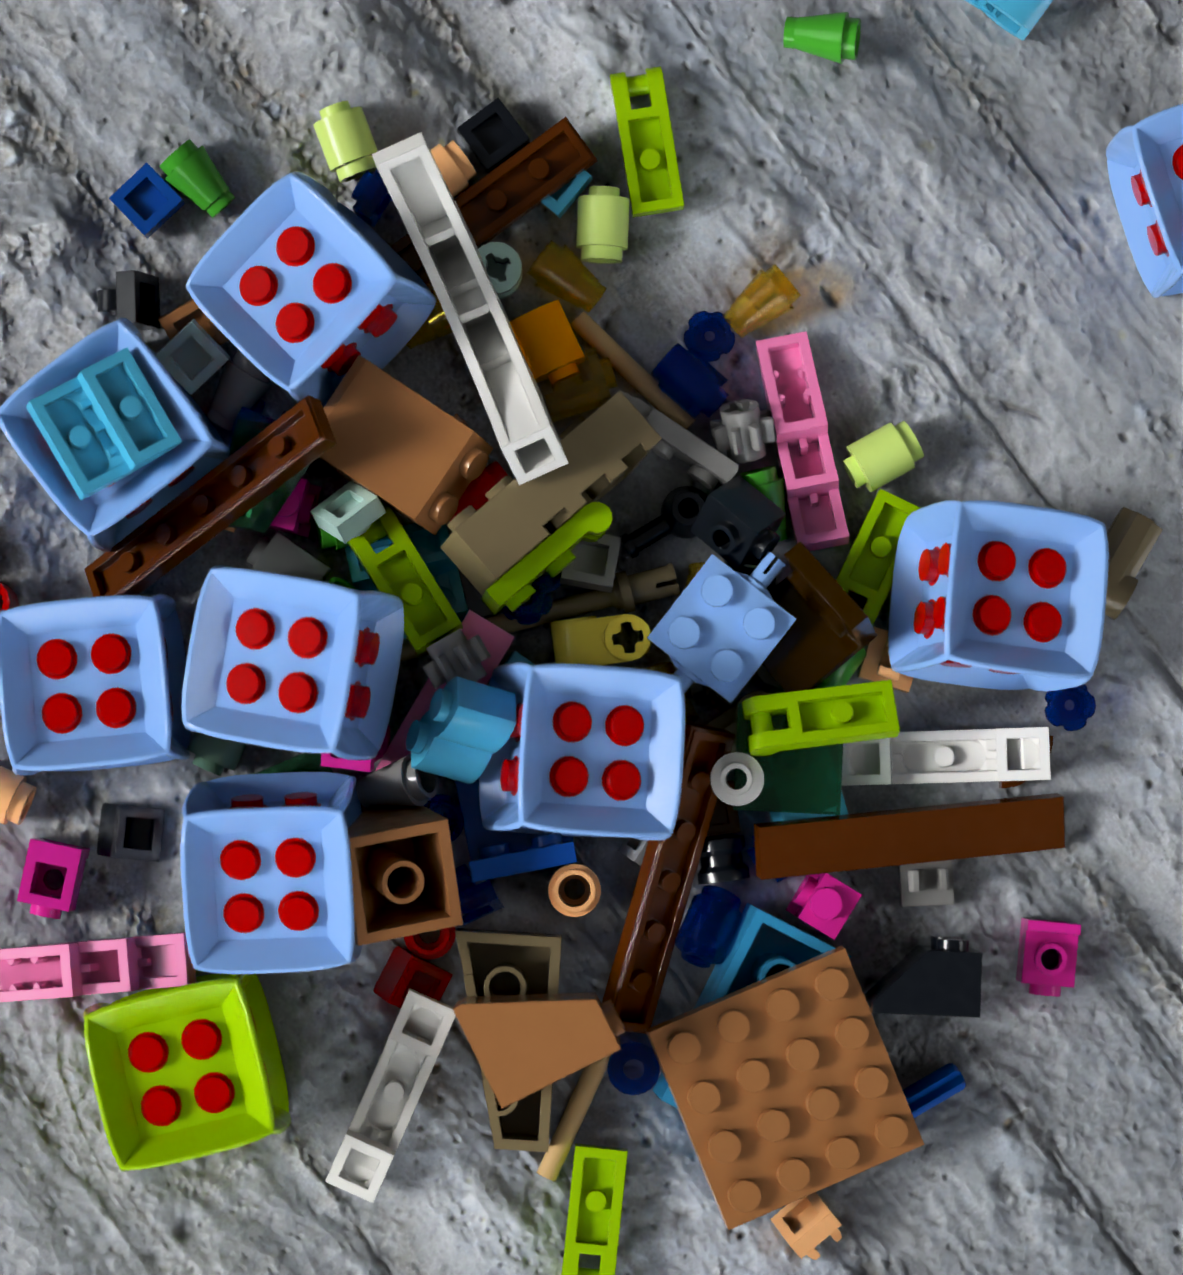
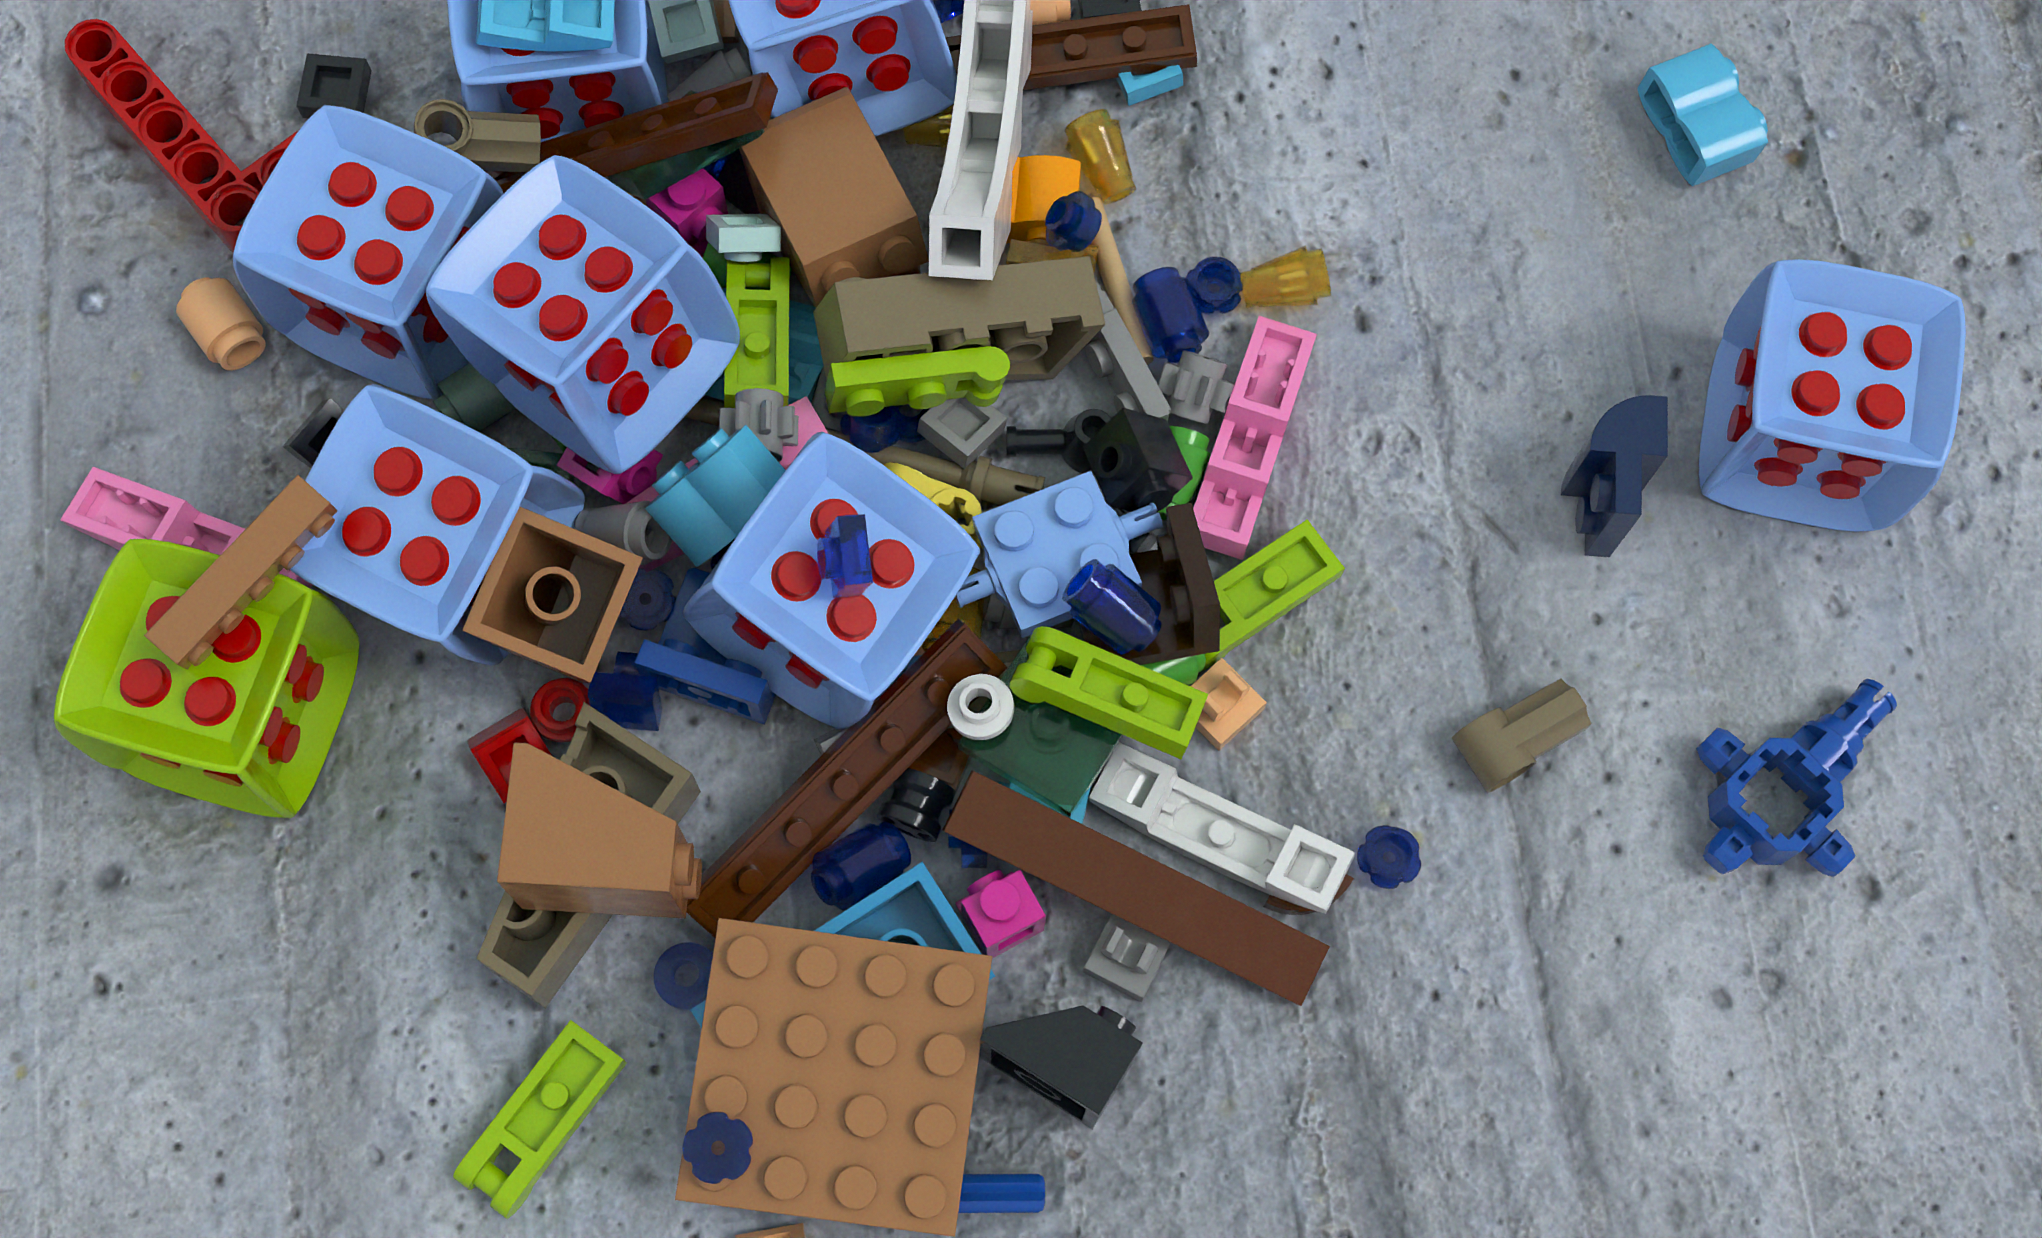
camera: 30 degrees right, 15 degrees down
(43, 857) = (219, 432): dark pink brick -> none
(120, 558) = (486, 138): none -> dark tan piece
(189, 999) = (242, 574): none -> medium nougat piece
(391, 1095) = (406, 861): white slope -> none
(504, 277) = (1042, 129): light aqua wheel -> none
(569, 906) = (733, 726): light nougat brick -> none
(572, 1118) = (602, 985): tan bar -> none
(586, 361) = (1072, 222): none -> clear blue plate
(602, 225) = (1166, 127): yellowish green brick -> none
(602, 751) = (845, 556): none -> clear blue plate
(647, 144) = (1255, 81): lime plate -> none
(737, 1171) = (712, 1167): none -> clear blue plate
(790, 655) = (1113, 607): none -> clear blue brick
(825, 35) = (1493, 75): bright green cone -> none
(882, 456) = (1328, 491): yellowish green brick -> none
(998, 596) = (1377, 670): light blue piece -> none
(1034, 940) = (1242, 1096): dark pink brick -> none
(1081, 322) = (1615, 469): none -> dark blue brick

